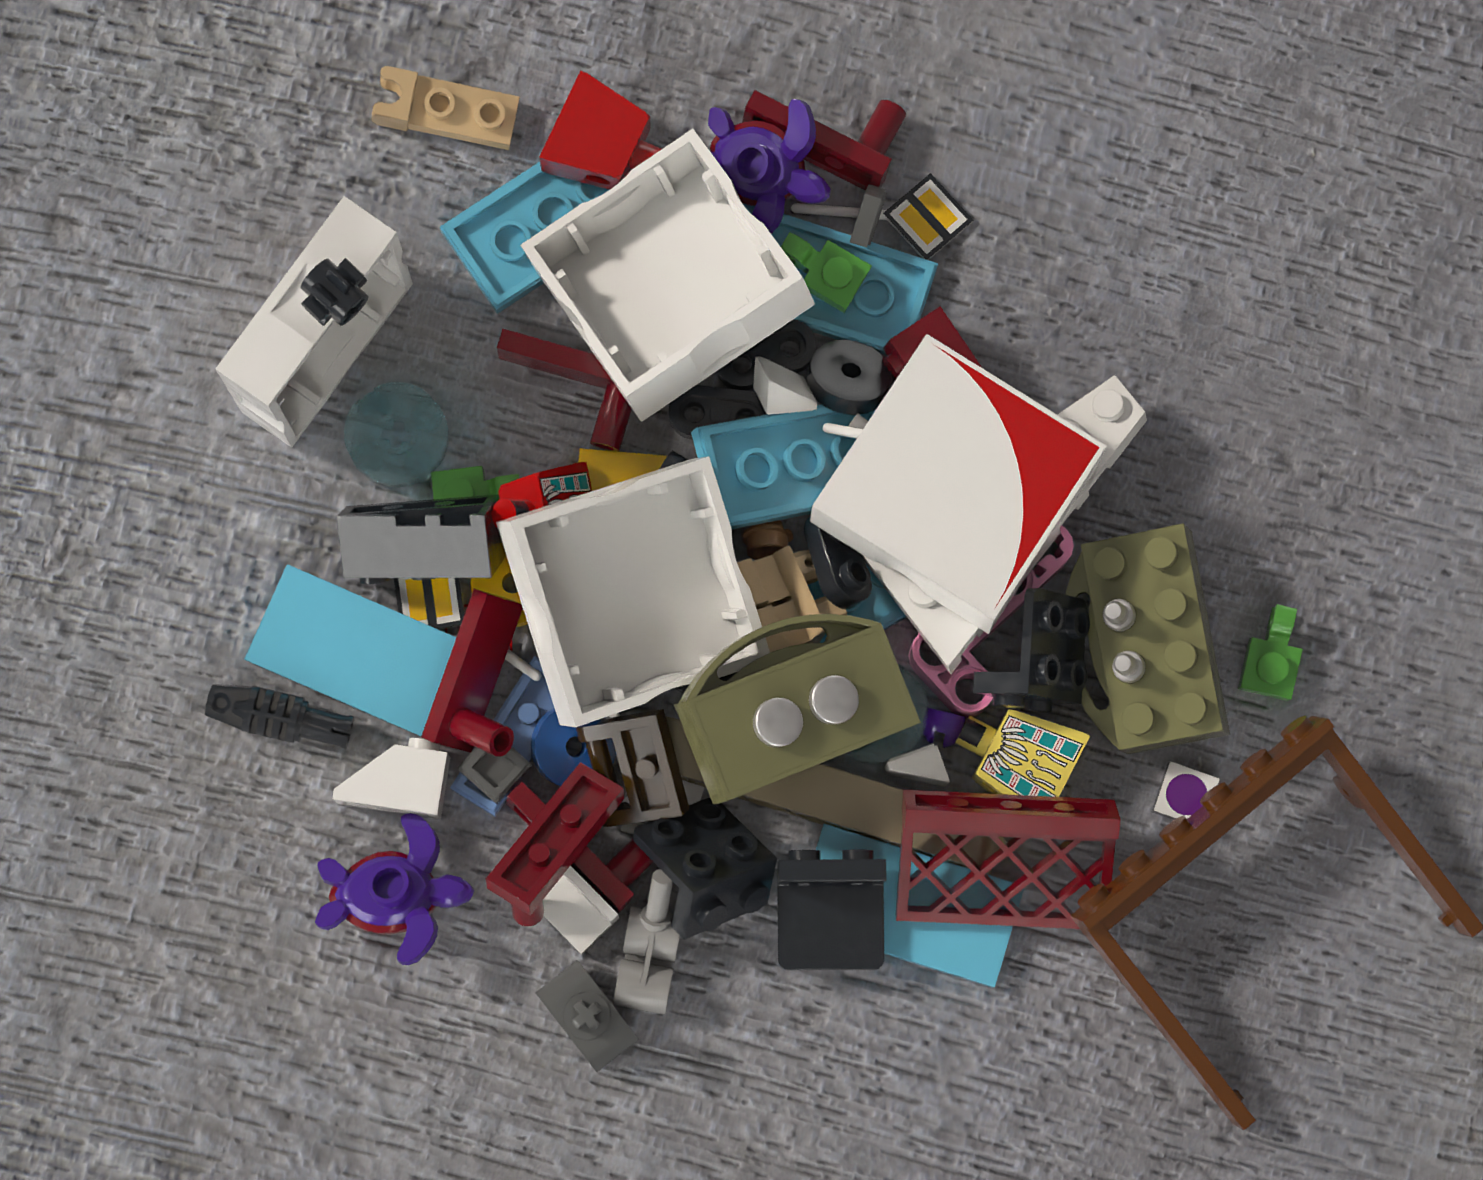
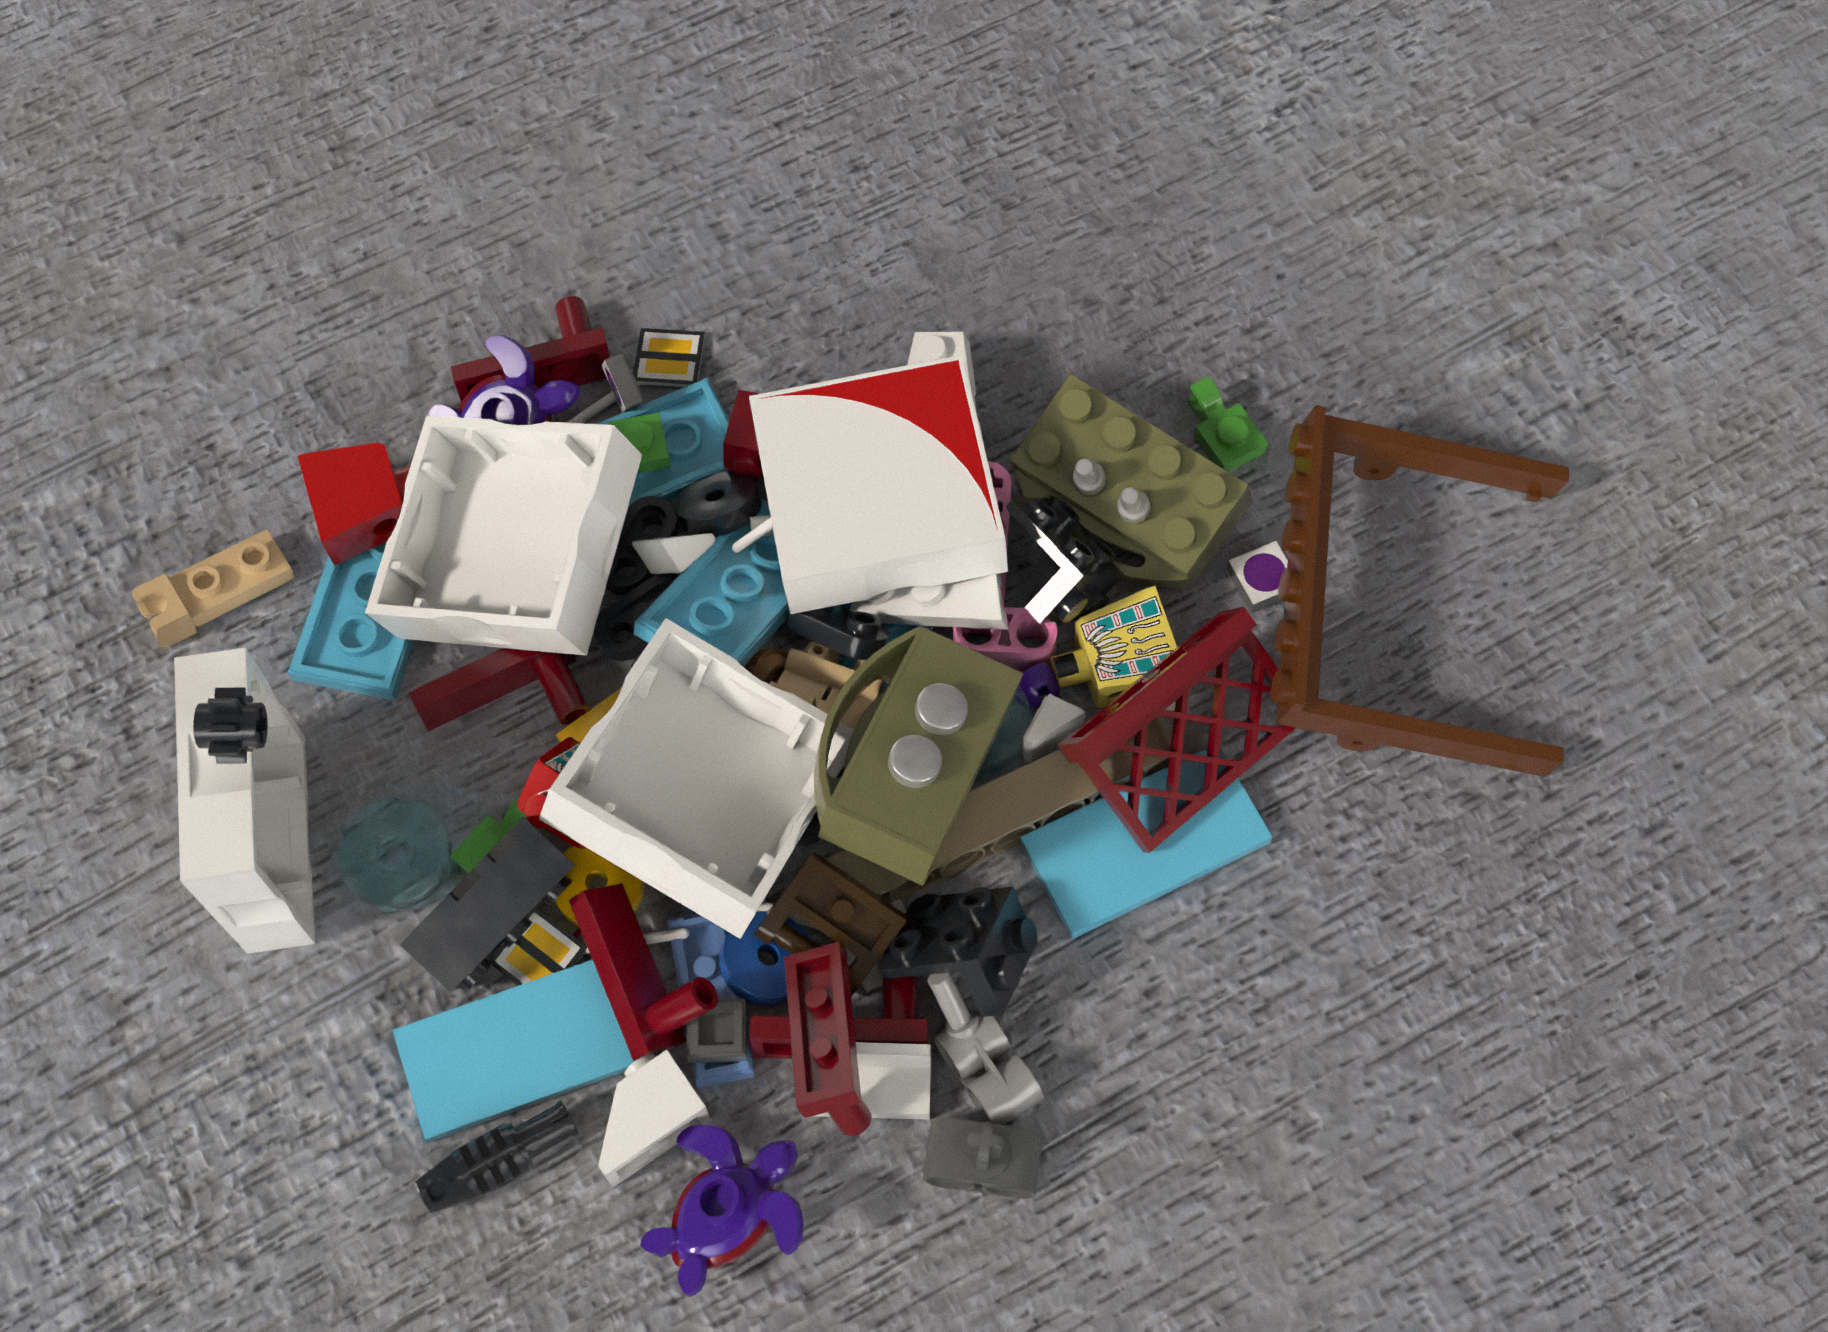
camera: 35 degrees left, 15 degrees down
(831, 911) = (1092, 888): black bracket -> none

